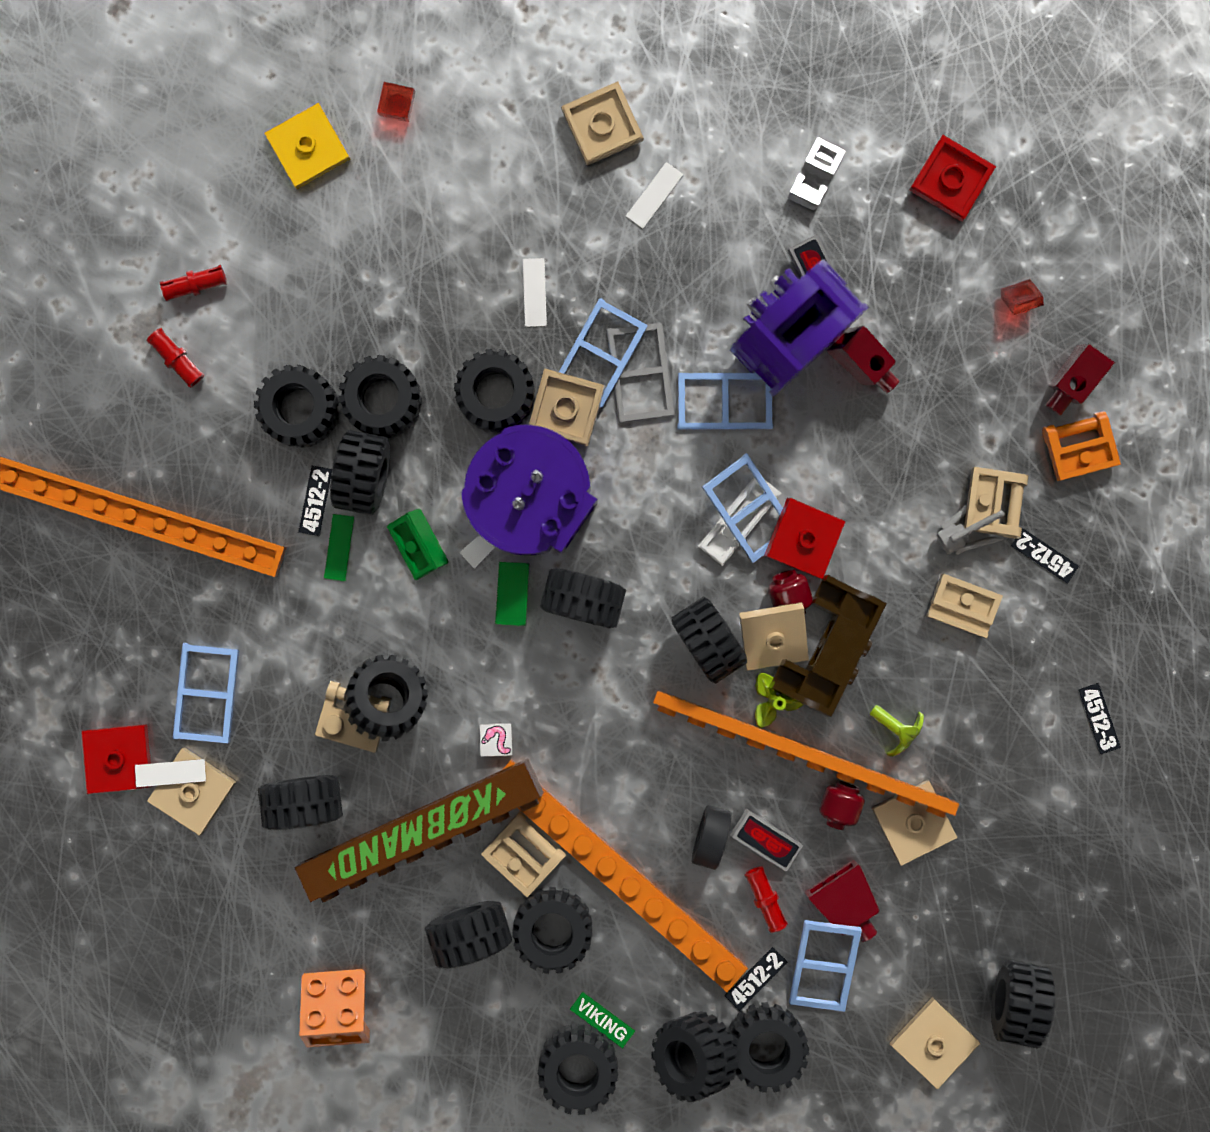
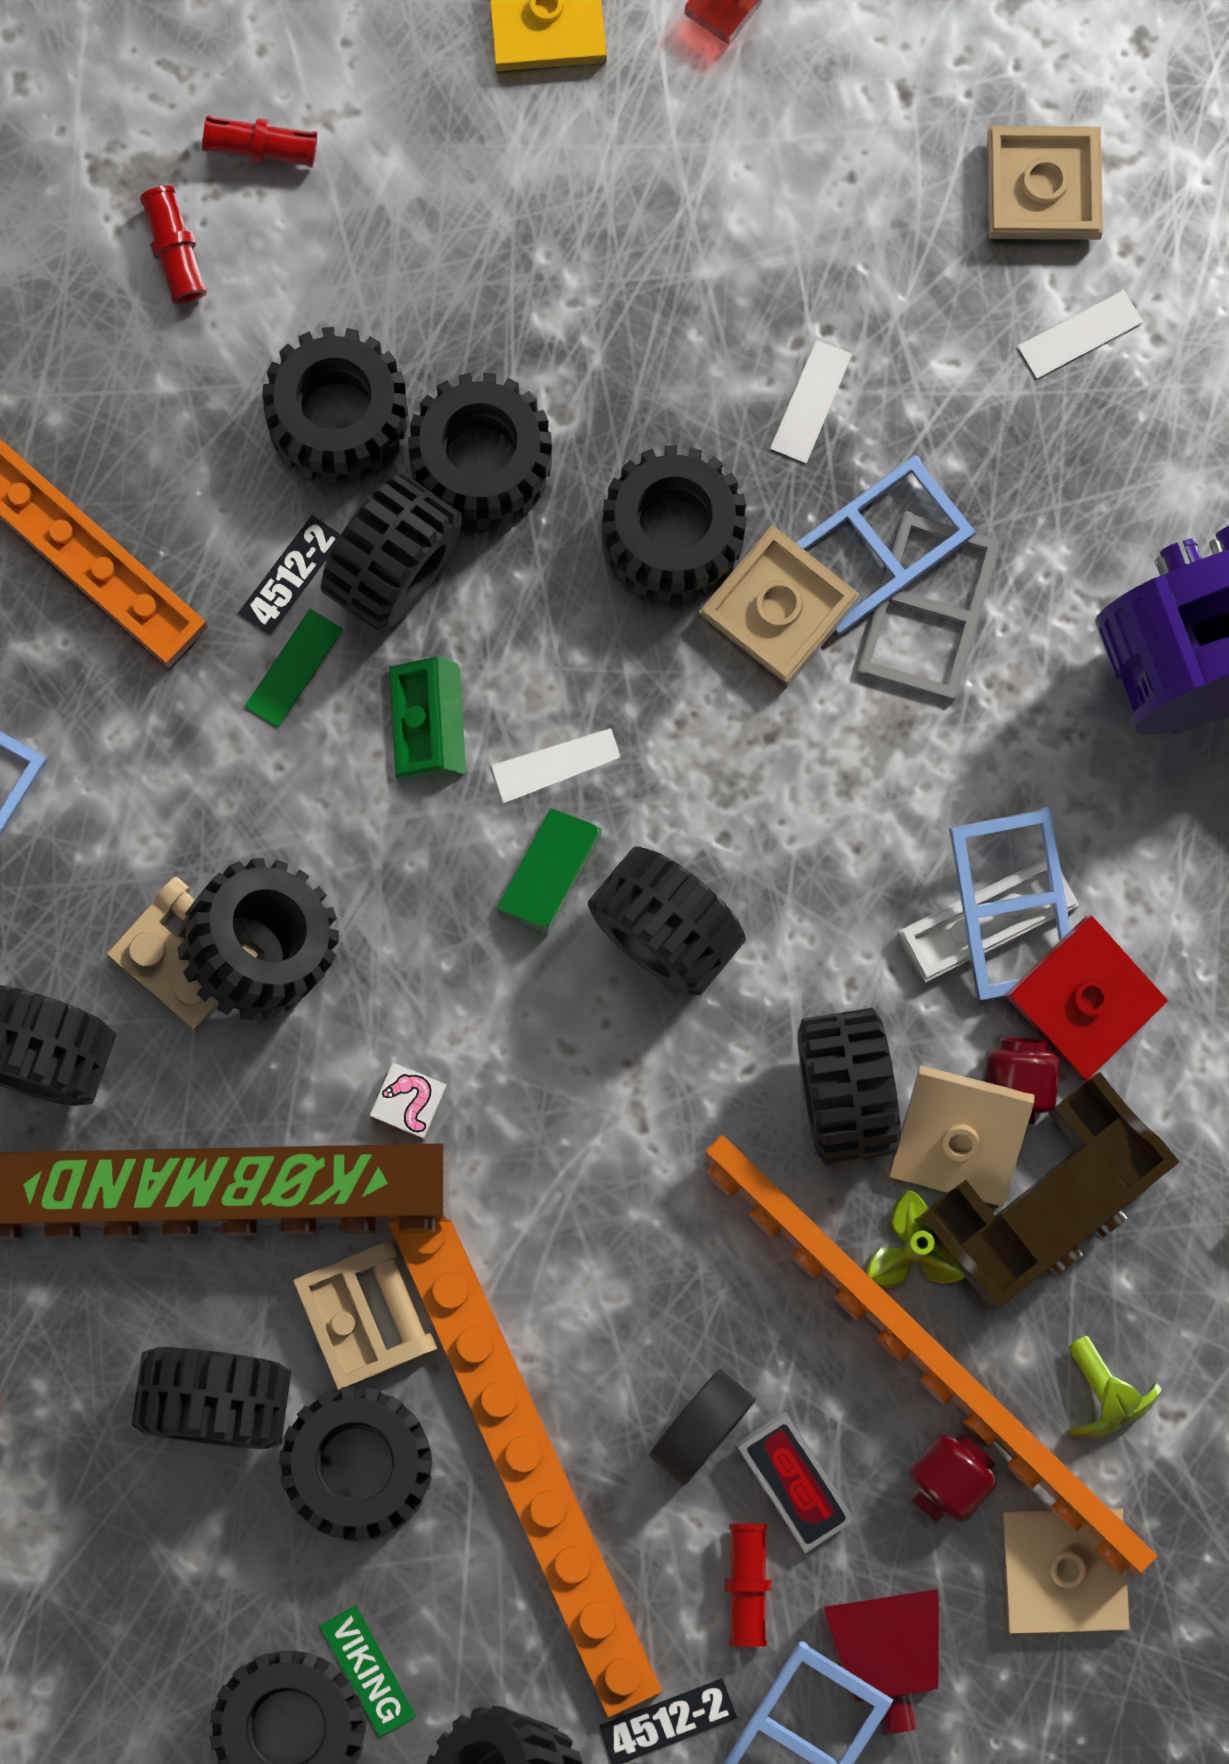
camera: 25 degrees right, 10 degrees down
(528, 491) = (655, 708): dark purple piece -> none
(725, 401) = (1067, 677): light blue window -> none

